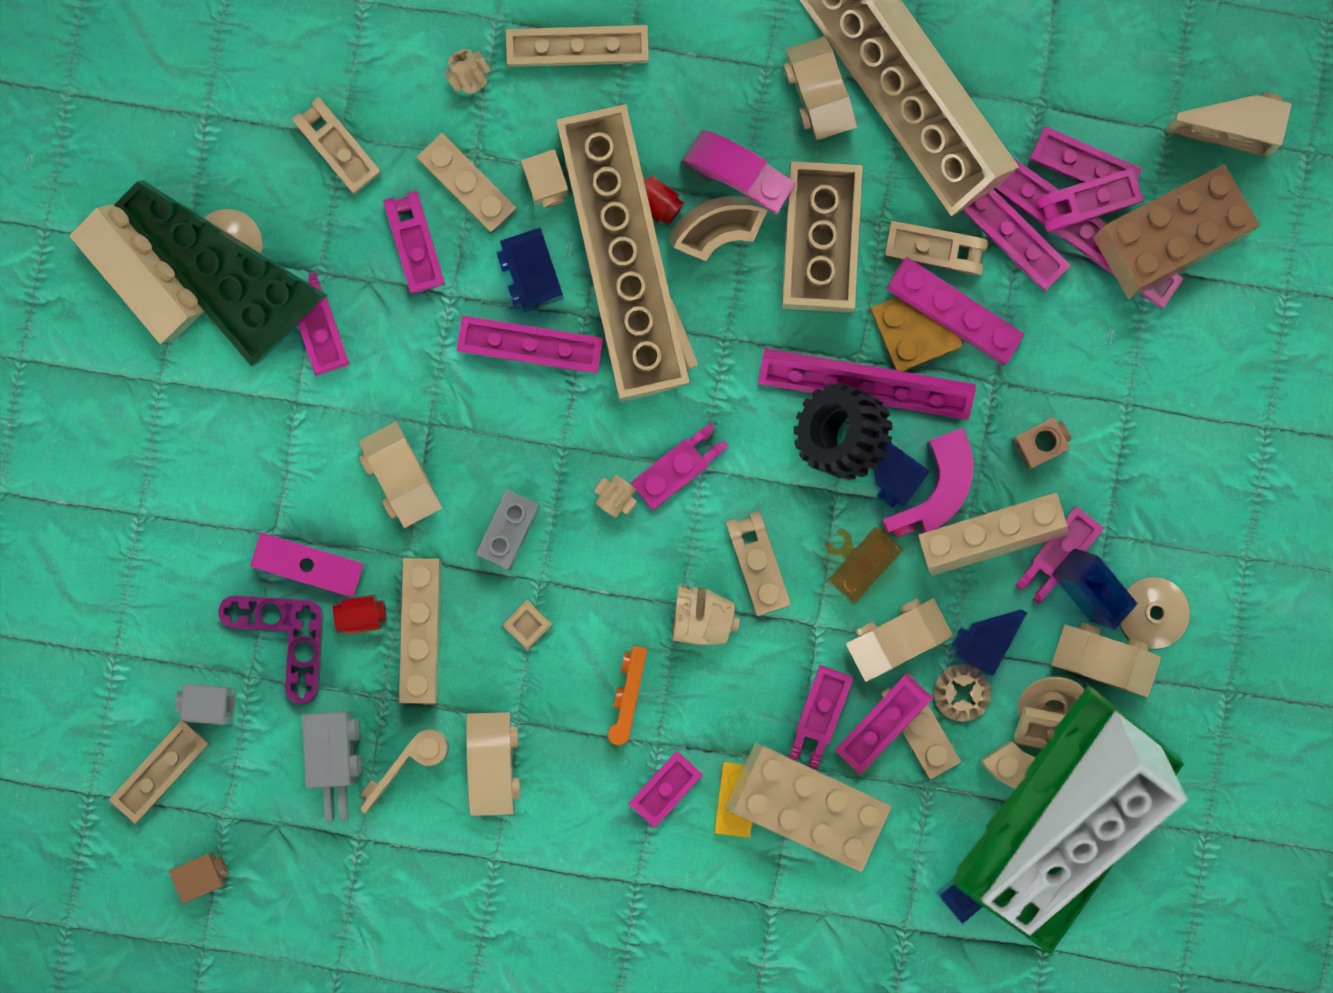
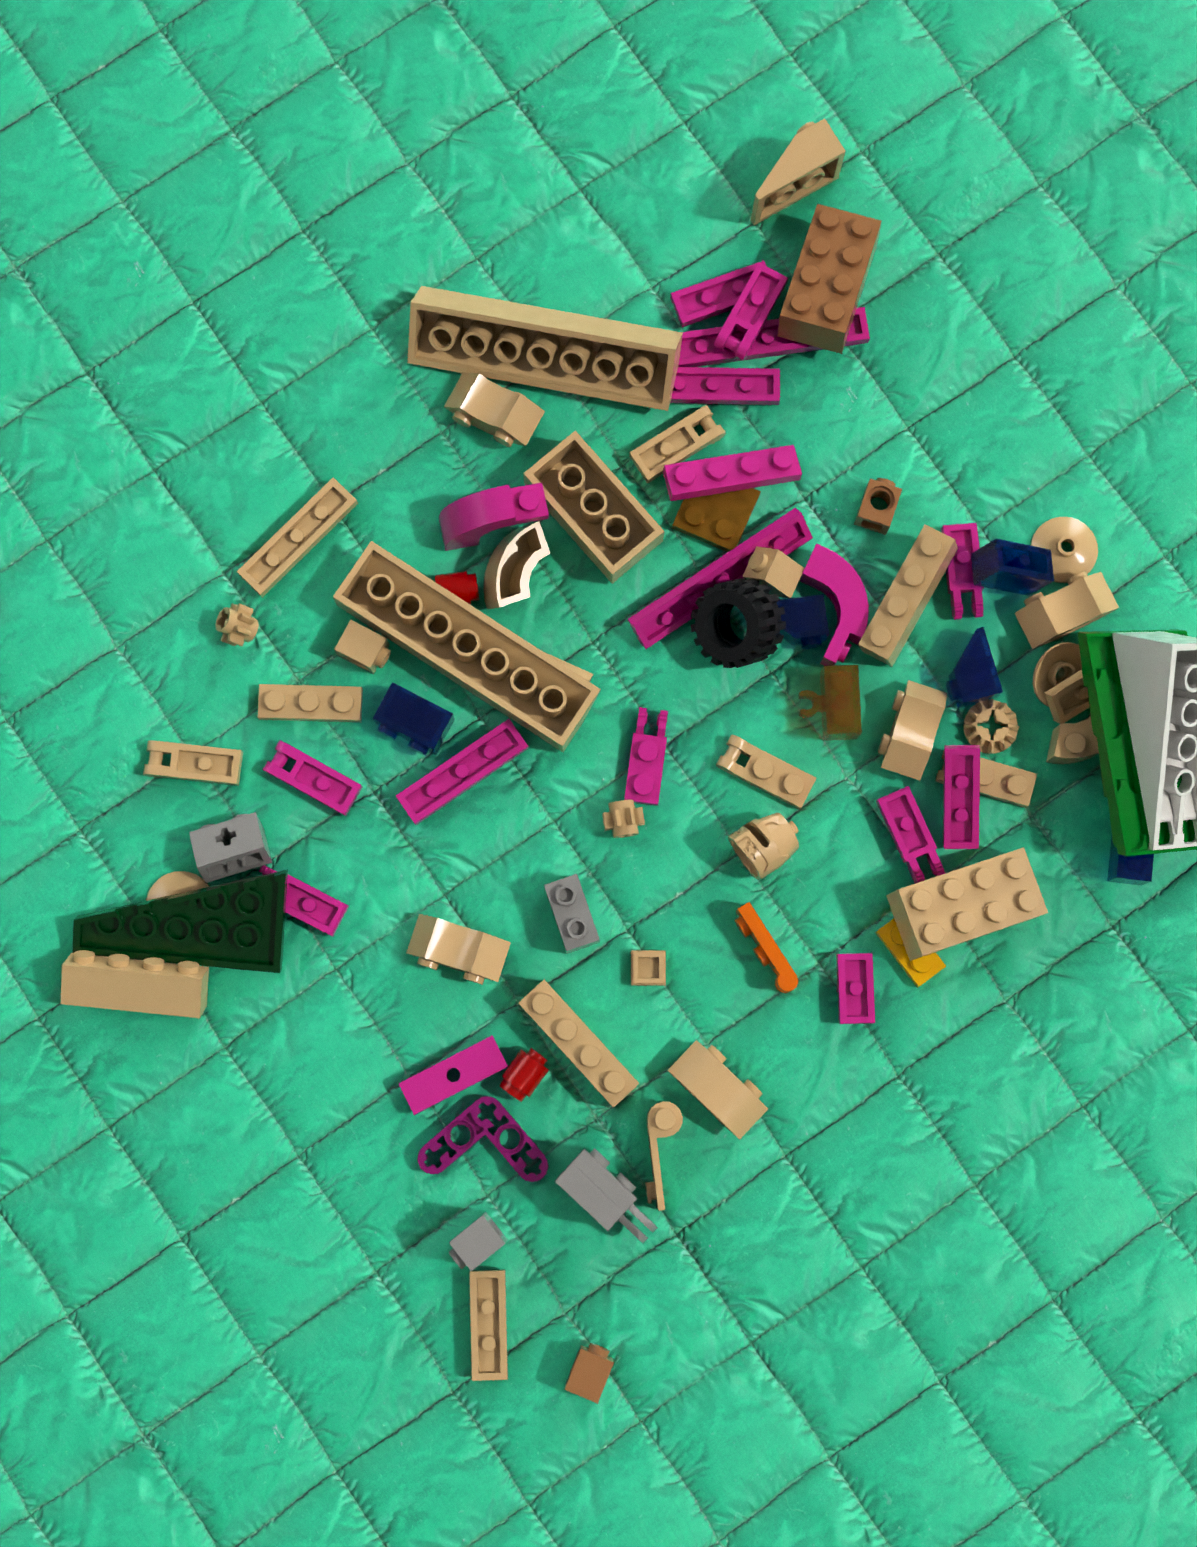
camera: 45 degrees left, 5 degrees down
(286, 237) = (230, 847): none -> light grey brick
(909, 418) = (775, 570): none -> tan brick

